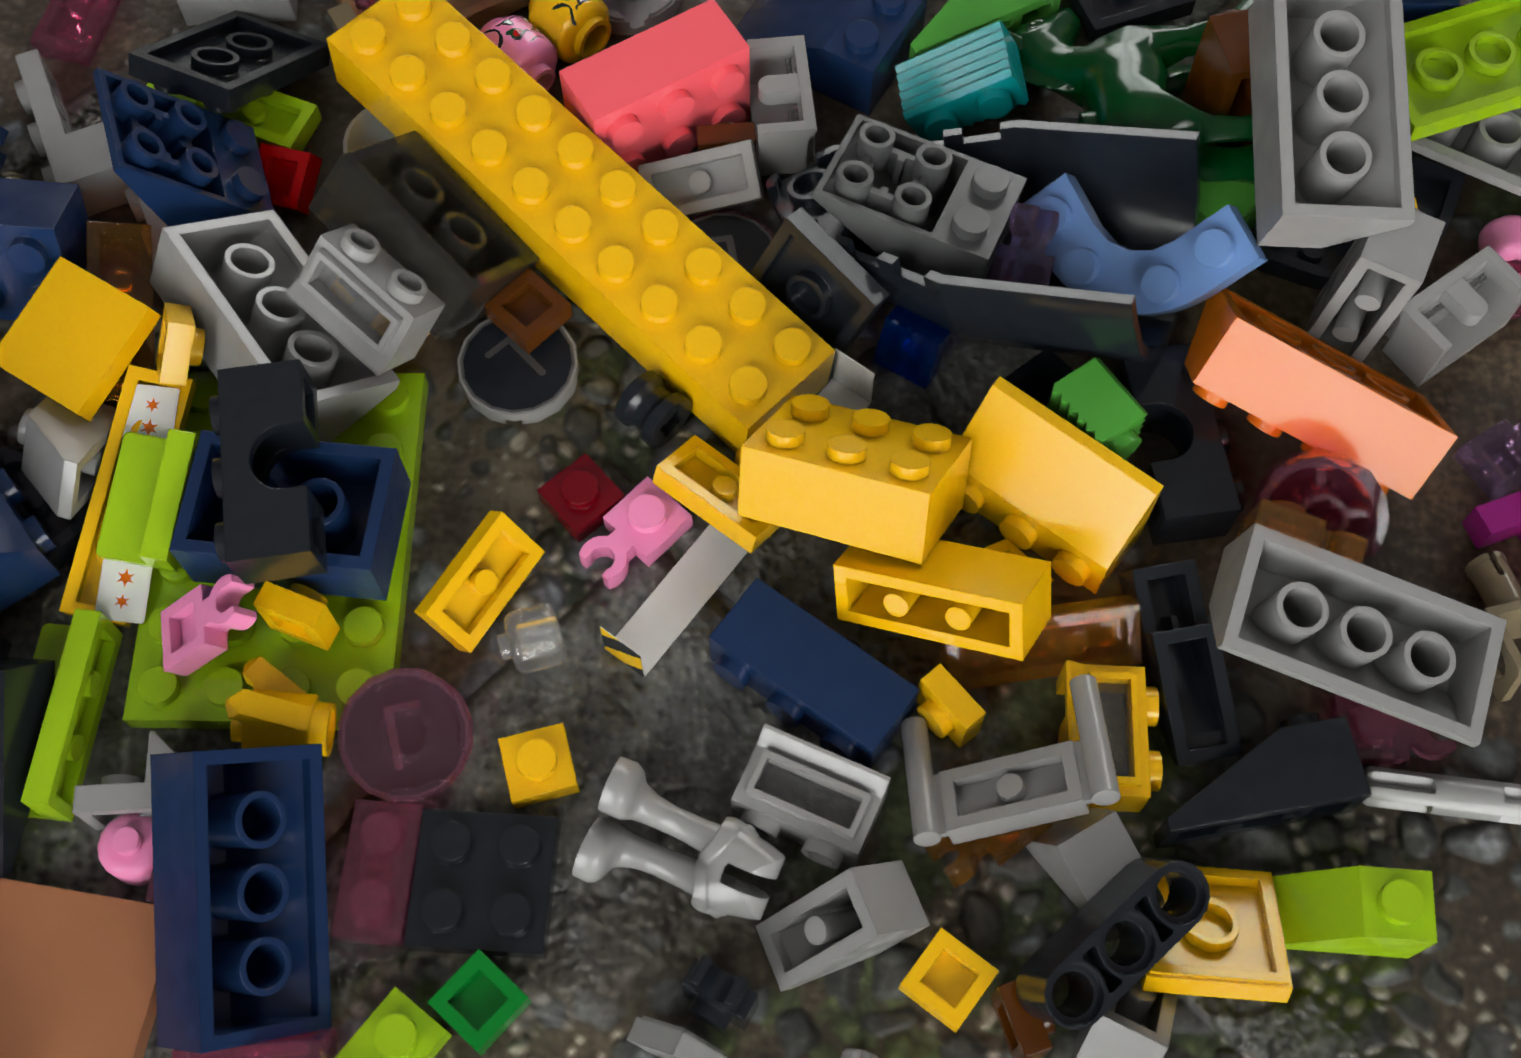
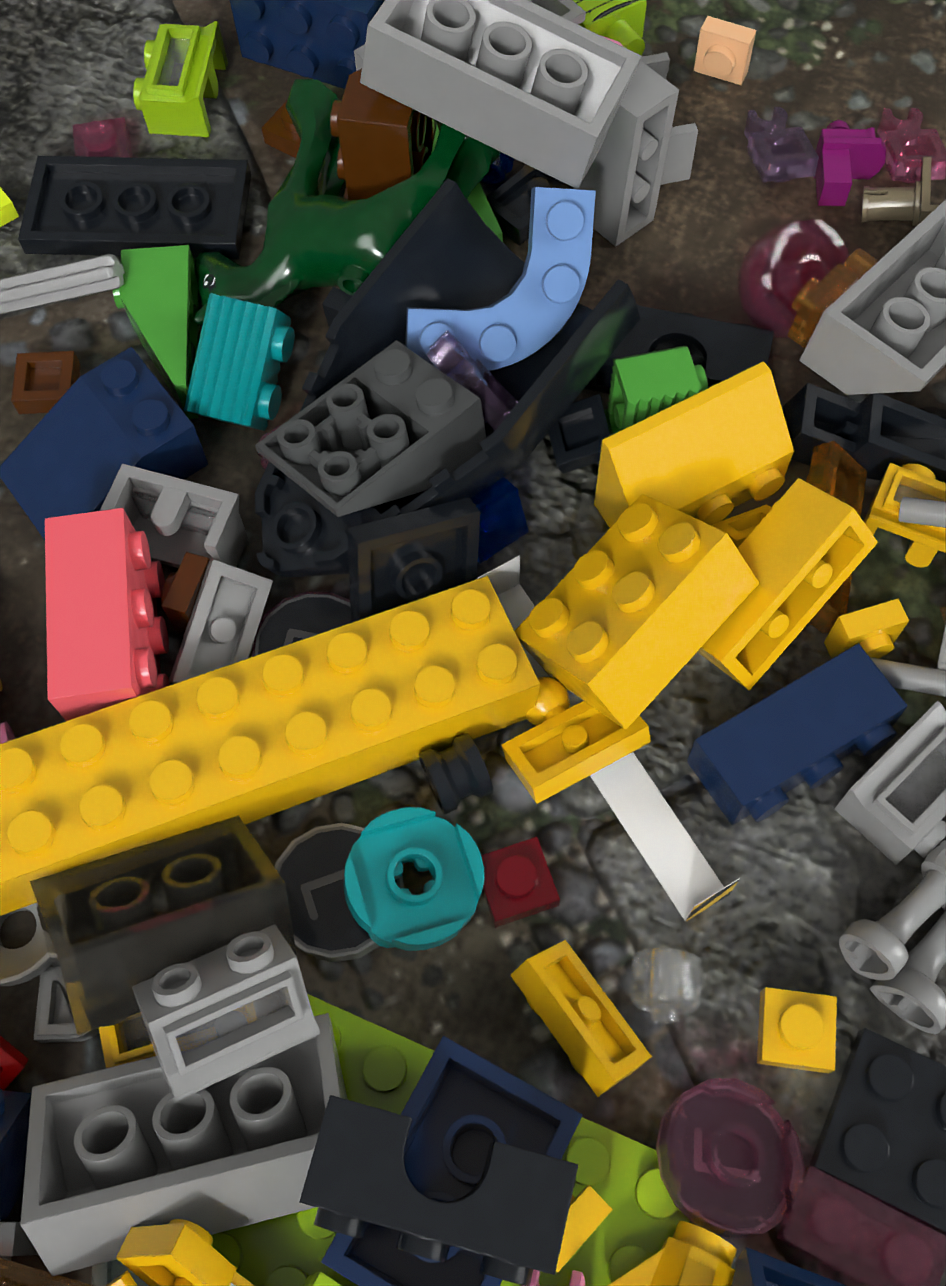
camera: 65 degrees left, 0 degrees up
(528, 310) = (296, 847): reddish brown plate -> none
(548, 374) = (394, 914): none -> teal plate
(639, 526) = (573, 836): bright pink plate -> none
(1314, 393) = (692, 234): slope -> none

